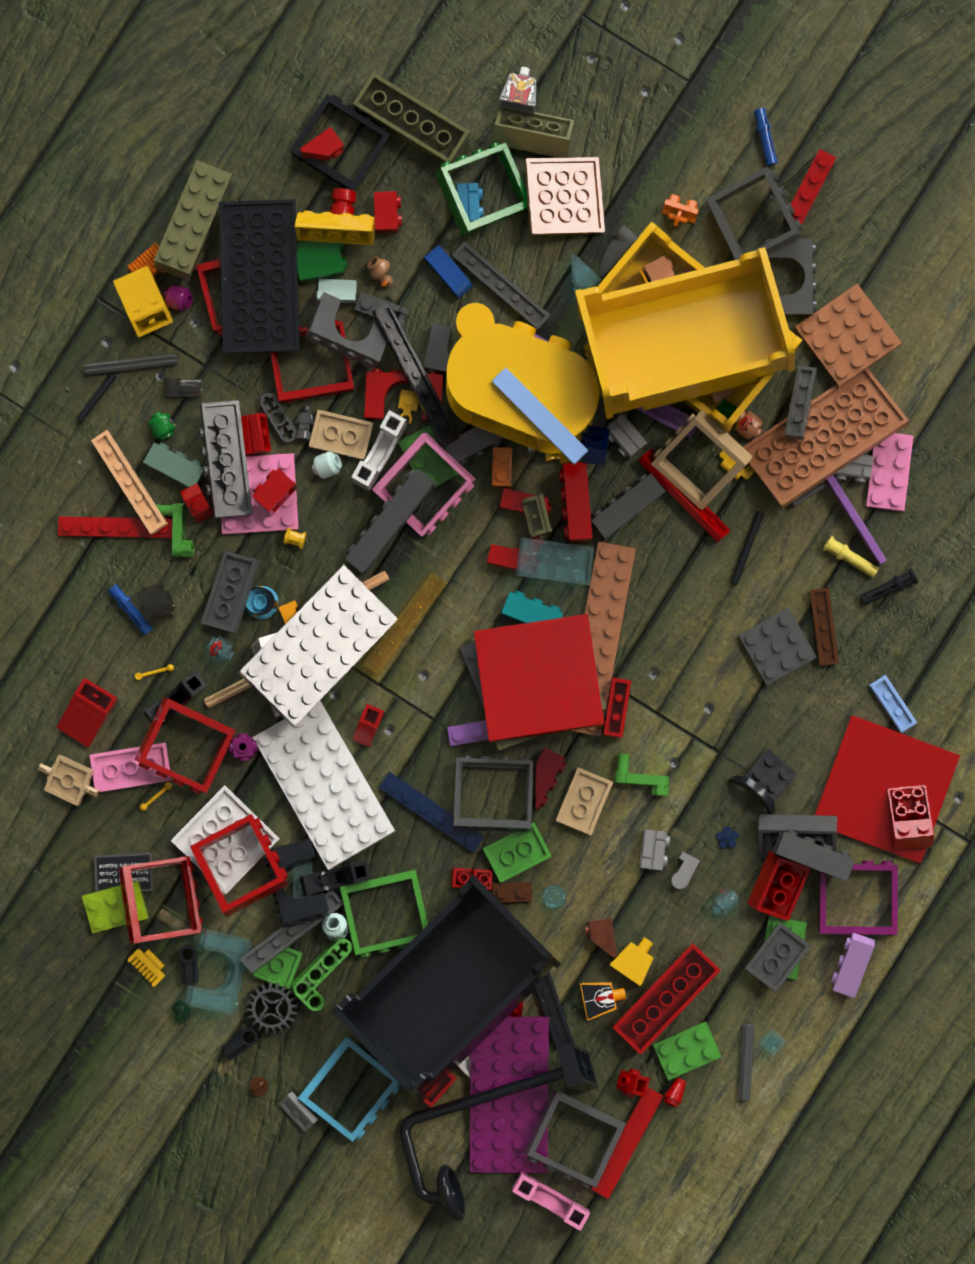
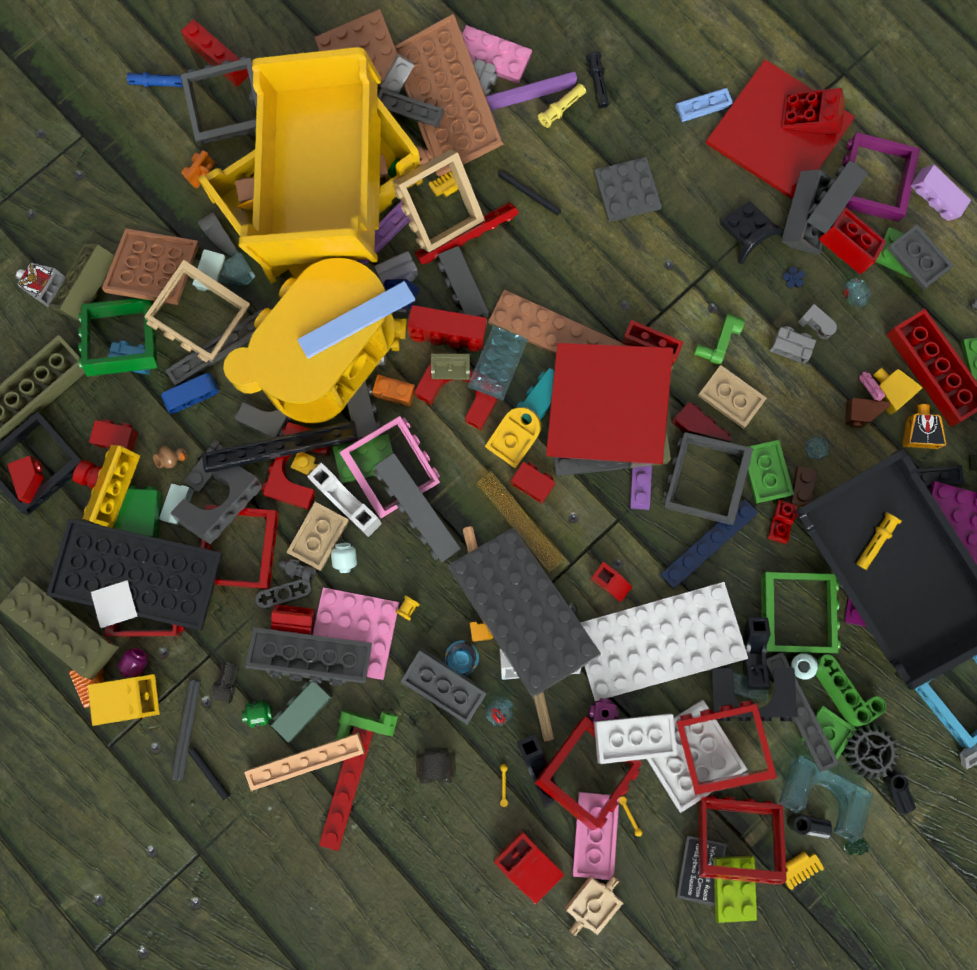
camera: 80 degrees left, 5 degrees down
(125, 603) = (434, 794): blue pin -> none
(196, 503) = (345, 697): red slope -> none
(226, 266) = (113, 604): none -> white sticker
(227, 780) = (635, 738): none -> white plate
(259, 1086) = (945, 784): reddish brown tile -> none
(274, 491) = (355, 613): red brick -> none
(446, 626) = (533, 482): none -> red brick
(478, 967) = (882, 533): none -> yellow pin
(485, 597) = (514, 437): none -> yellow tile
(492, 258) = (211, 284): none -> tan window
(574, 254) = (210, 264): none -> light aqua panel
(629, 936) = (871, 386): none -> bright pink axle
(824, 626) = (620, 143): reddish brown plate -> none
(832, 380) = (397, 74): none -> light grey plate

